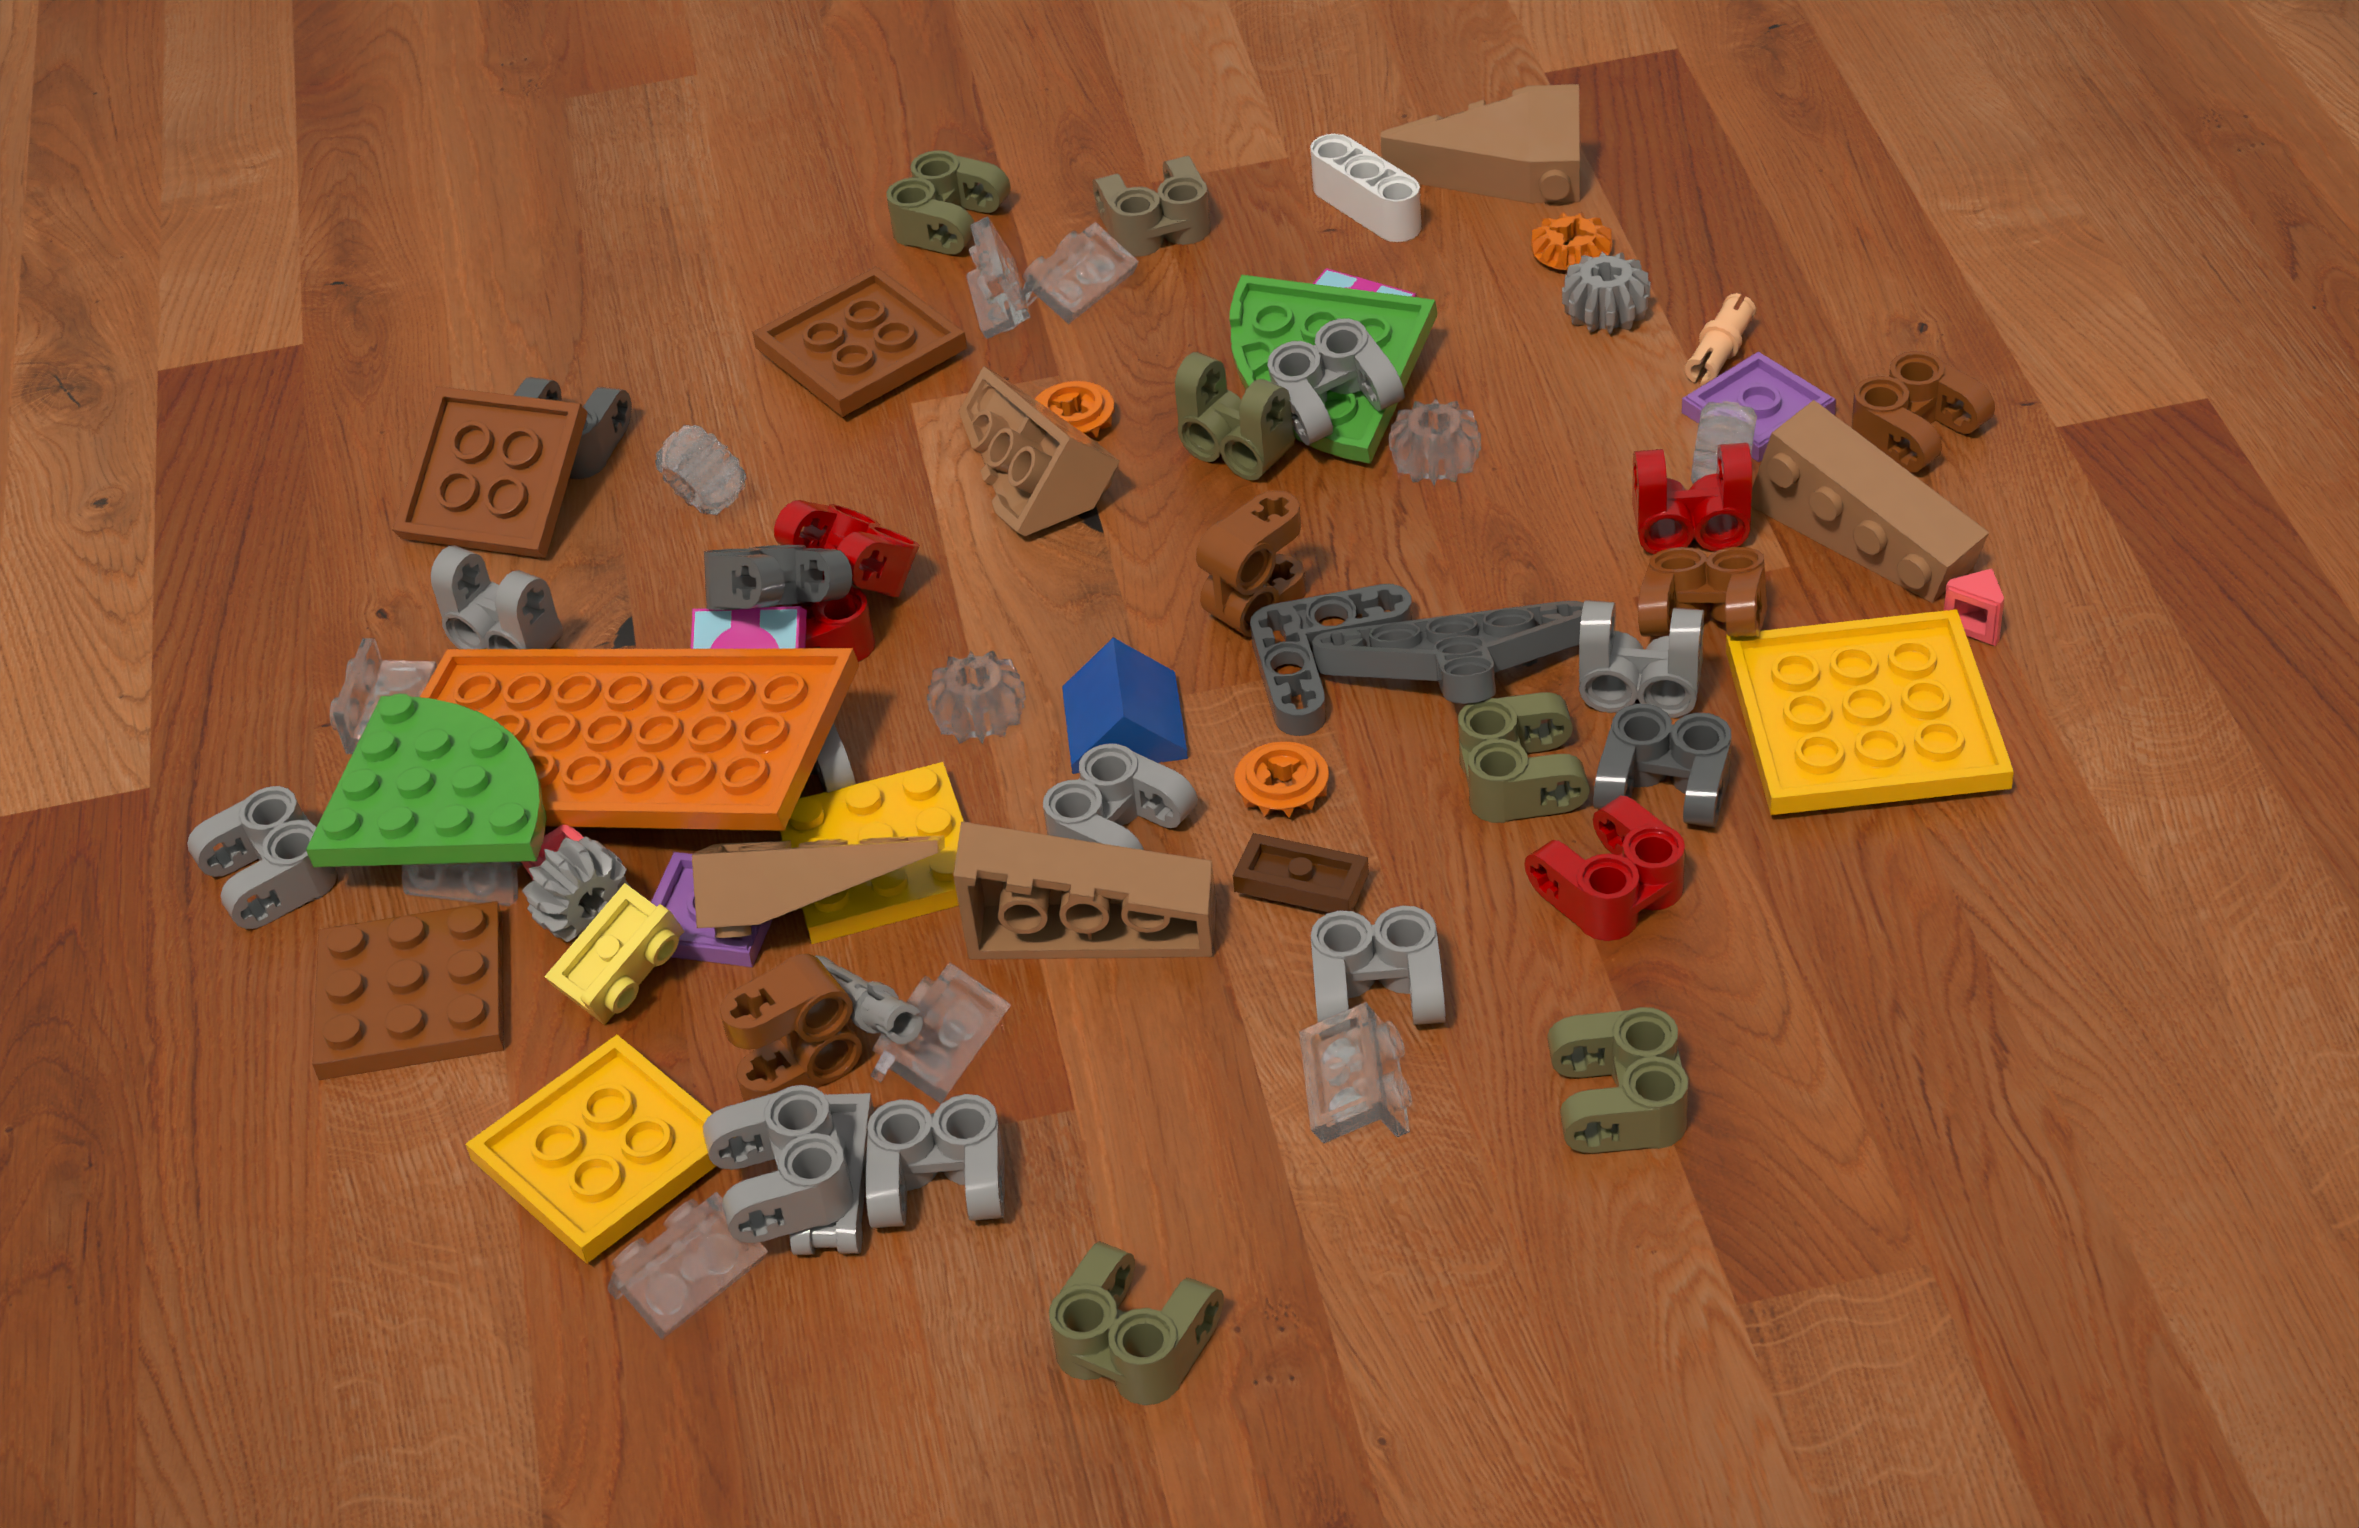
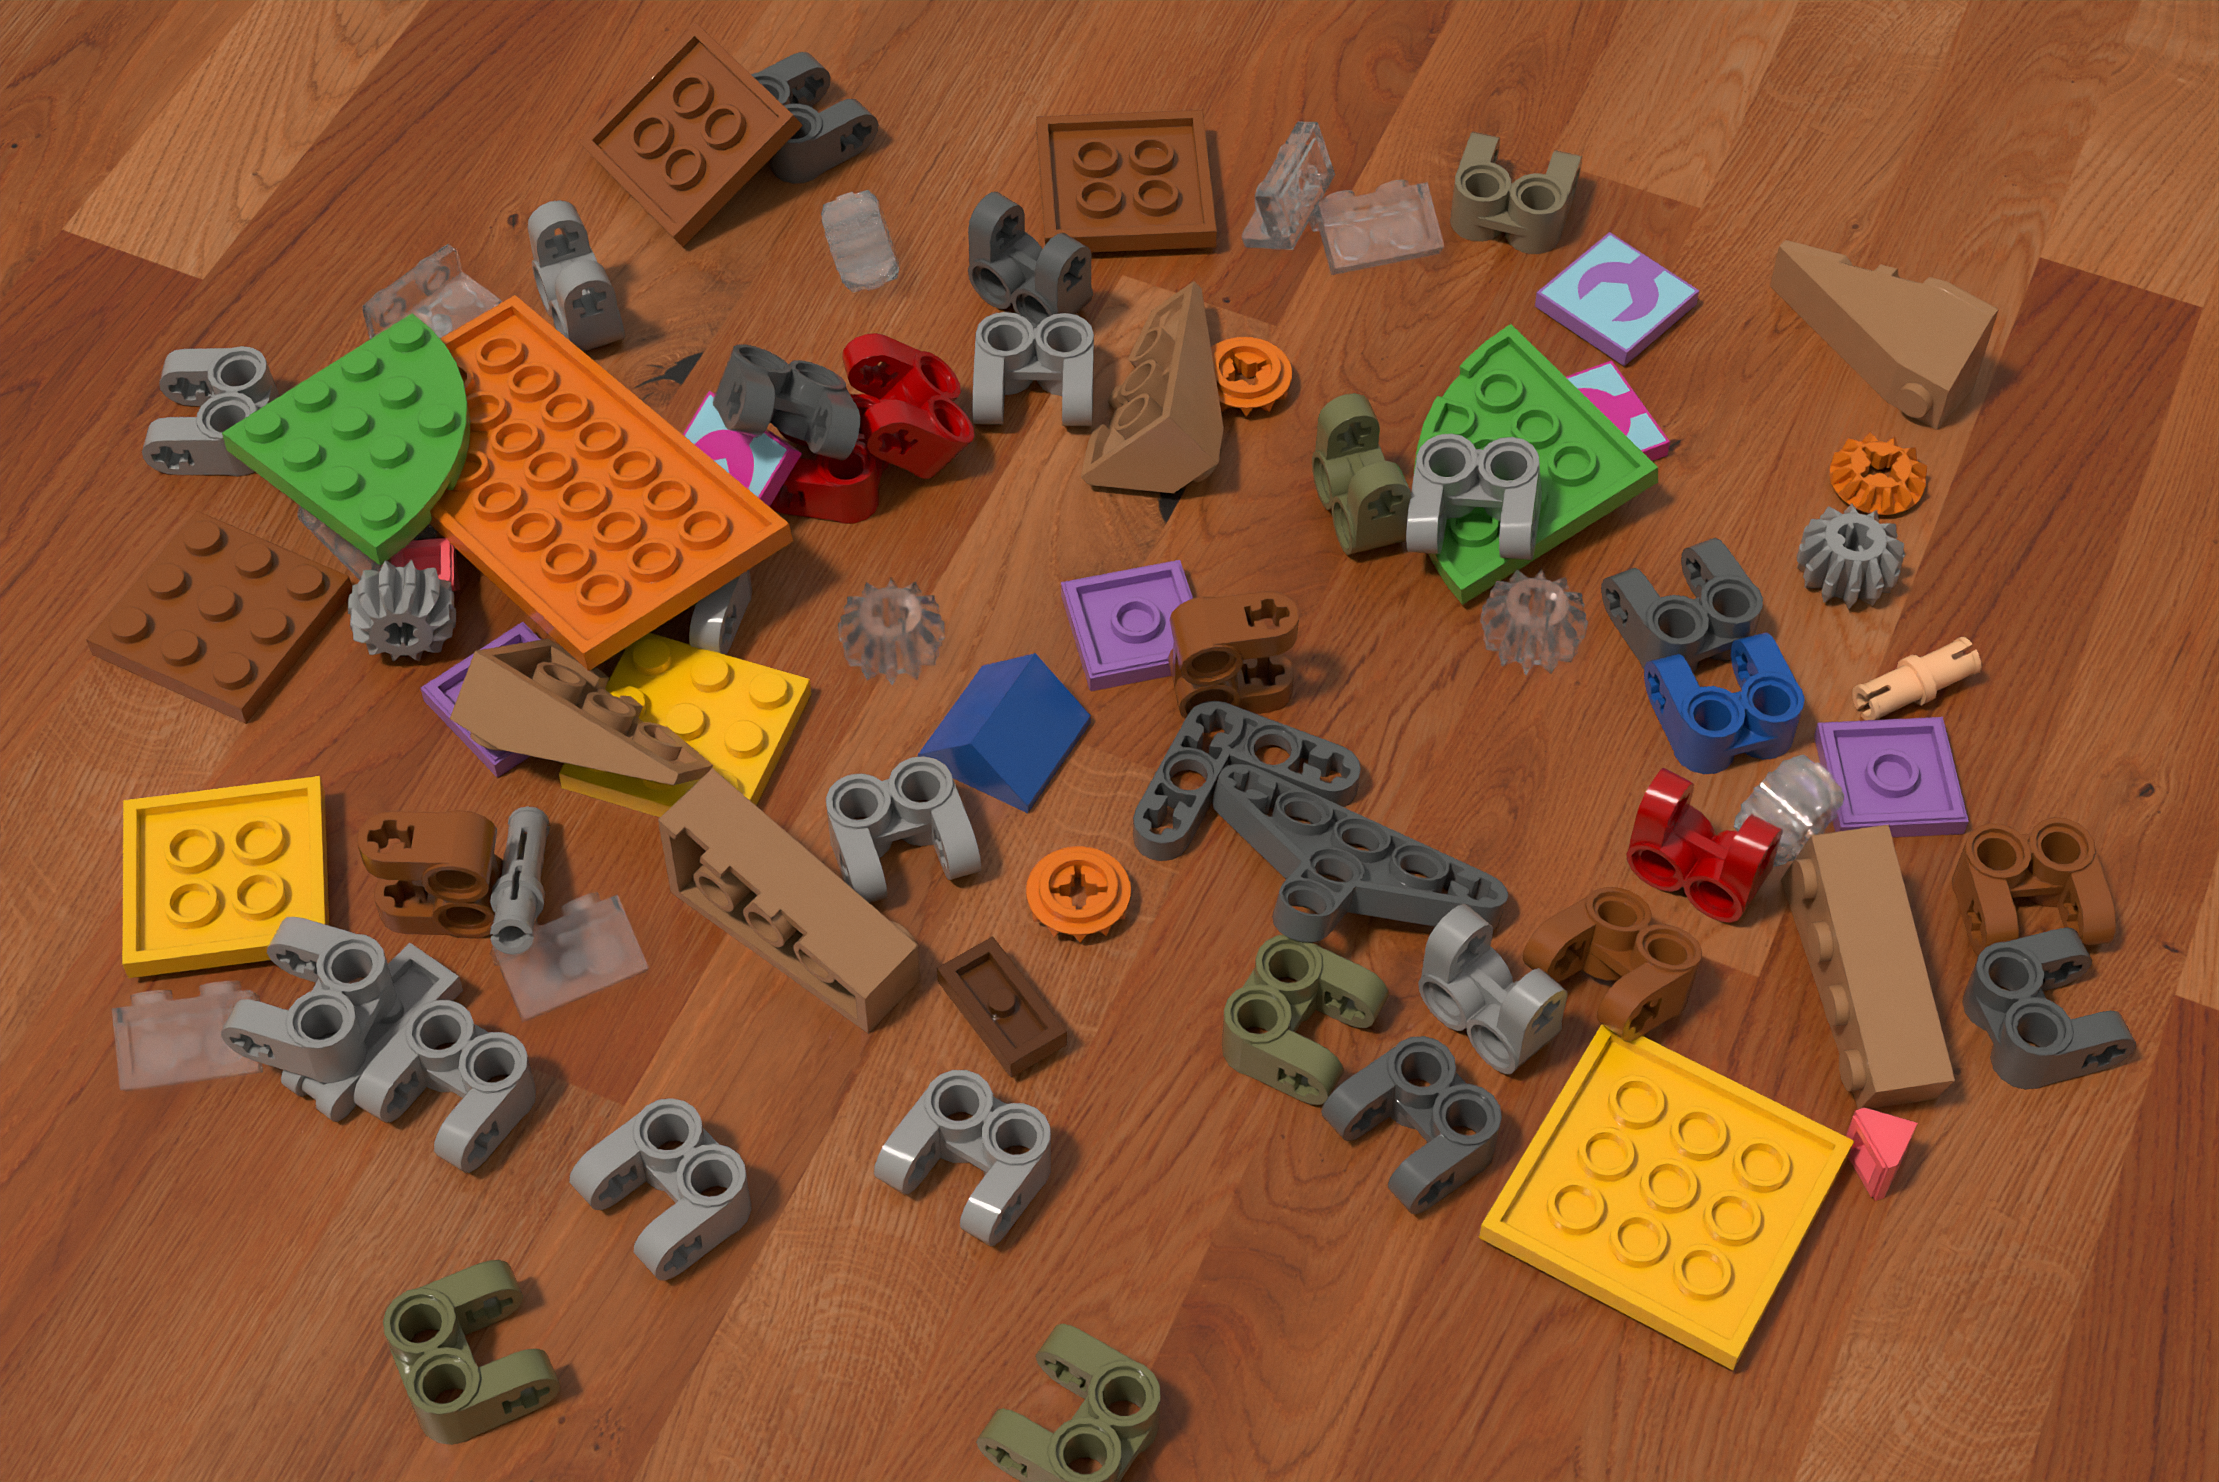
camera: 30 degrees right, 10 degrees up
(616, 954) = (382, 696): light yellow bracket -> none
(833, 432) = (1015, 270): none -> dark grey piece
(924, 469) = (1015, 354): none -> light grey piece
(936, 196) = (1334, 56): olive piece -> none
(1144, 601) = (1125, 622): none -> medium lavender tile
(1155, 1103) = (633, 1157): none -> light grey piece
(1288, 234) = (1616, 298): none -> tile
(1354, 1074) = (863, 1247): clear bracket -> none
(1366, 187) = (1730, 292): white beam -> none
(1545, 379) = (1697, 628): none -> dark grey piece
(1611, 889) = (1273, 1209): red piece -> none
(1631, 414) = (1712, 723): none -> blue piece
(2005, 488) = (2065, 1045): none -> dark grey piece

